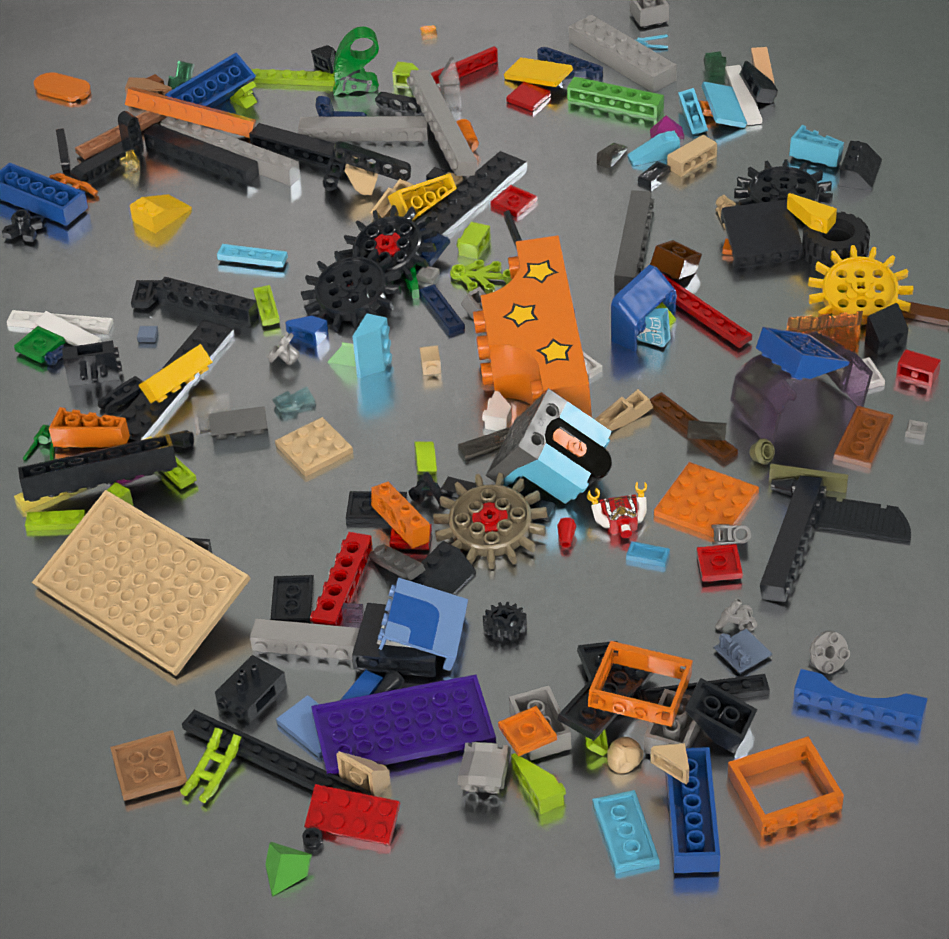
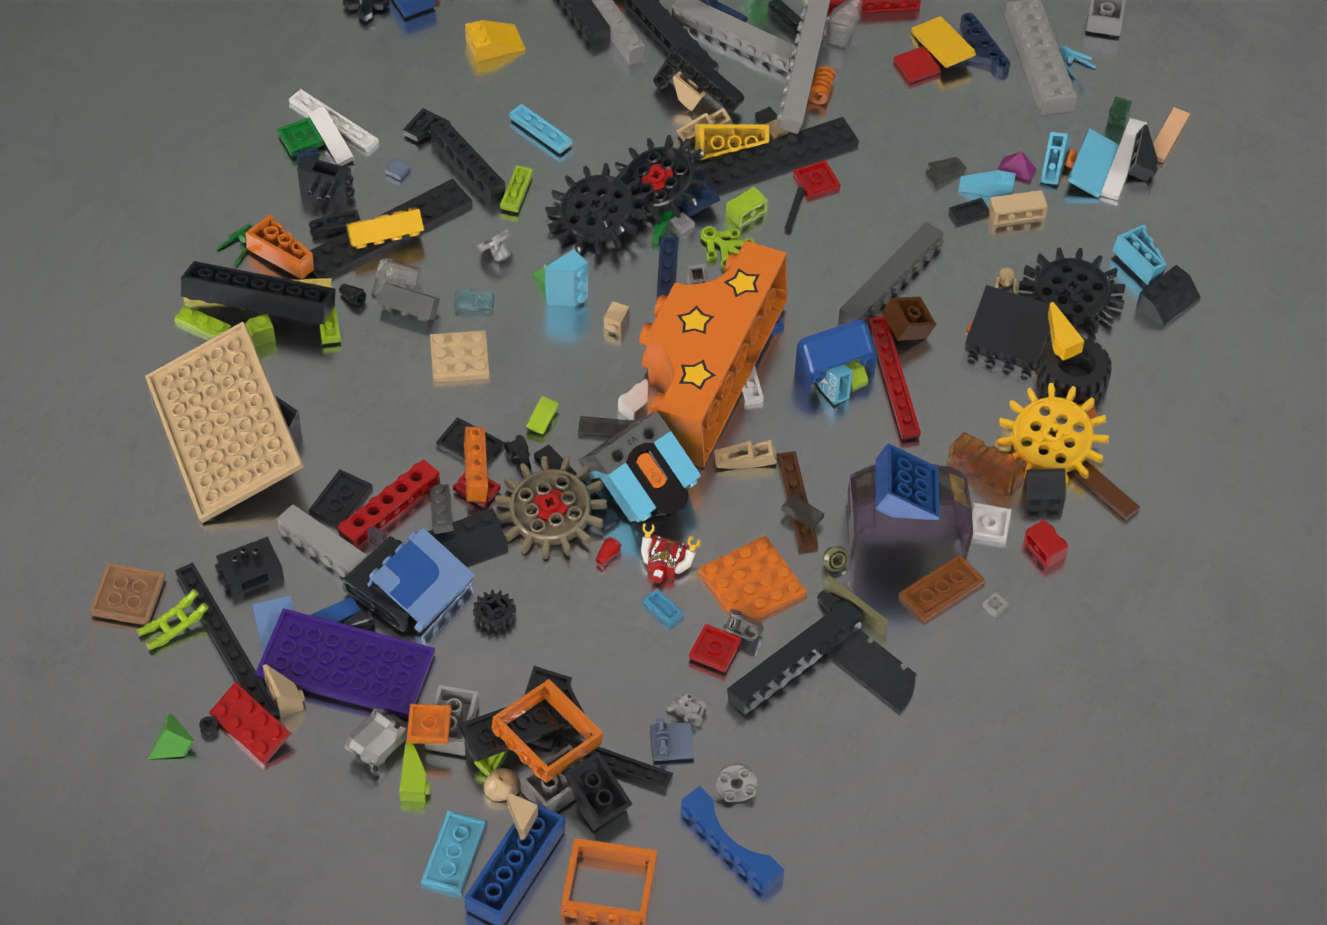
camera: 25 degrees right, 10 degrees up
(308, 329) = (534, 233): blue slope -> none
(615, 97) = (996, 105): bright green brick -> none

